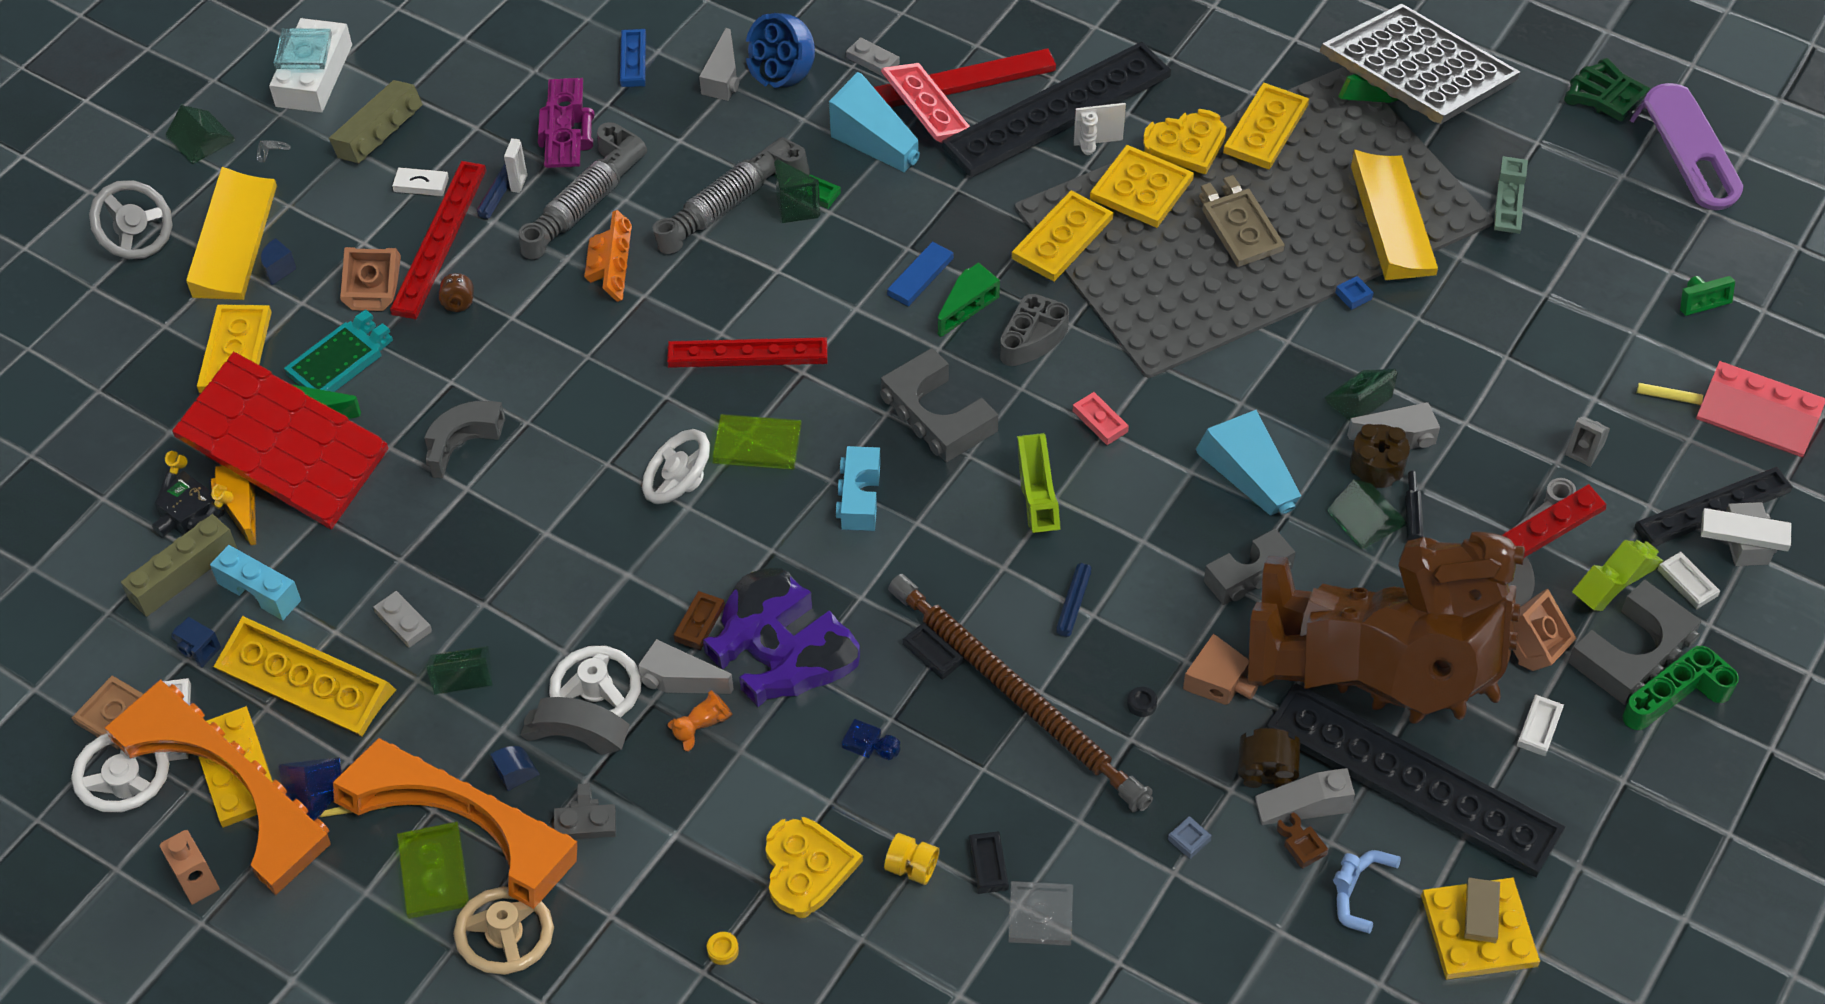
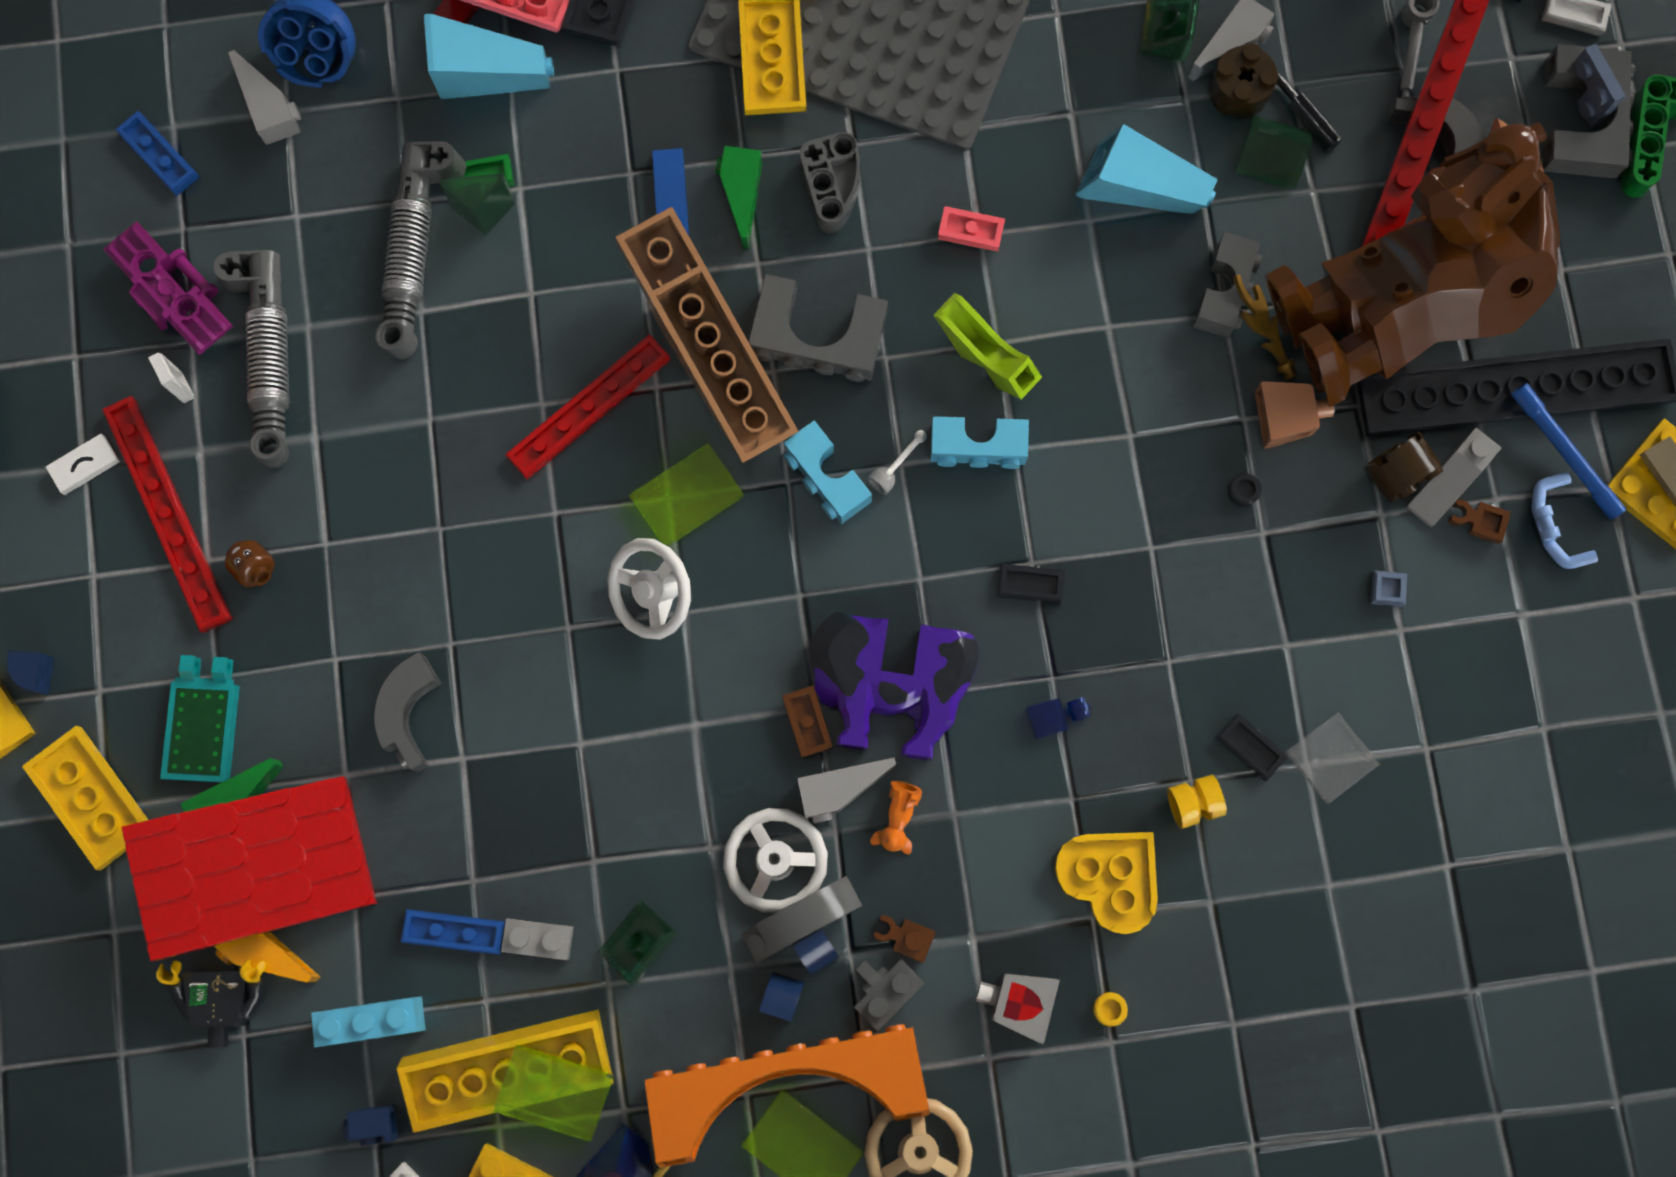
camera: 40 degrees left, 25 degrees up
(177, 565) = (276, 1065): olive brick -> none
(317, 706) = (553, 1093): none -> clear neon green tile
(356, 575) = (453, 932): none -> blue tile
(369, 278) = (148, 617): nougat slope -> none
(494, 194) = (172, 418): dark blue axle -> none
(564, 753) = (816, 951): none -> dark blue brick
(609, 256) = (358, 406): orange bracket -> none
(632, 798) = (910, 939): none -> reddish brown plate
(666, 892) = (1021, 1003): none -> light grey torso
(856, 347) = (705, 335): none -> medium nougat slope
(895, 518) = (883, 478): none -> hinge
(995, 555) = (953, 446): none -> medium azure arch
(1022, 694) = (1310, 585): reddish brown hose -> none
(1073, 599) = (1105, 435): dark blue axle -> none
(1247, 602) = (1260, 324): none -> pearl gold piece
(1414, 890) = (1600, 492): none -> blue piece
(1540, 725) = (1574, 255): white tile -> none
(1625, 566) = (1529, 40): lime arch -> none
(1649, 623) = (1603, 88): none -> sand blue plate

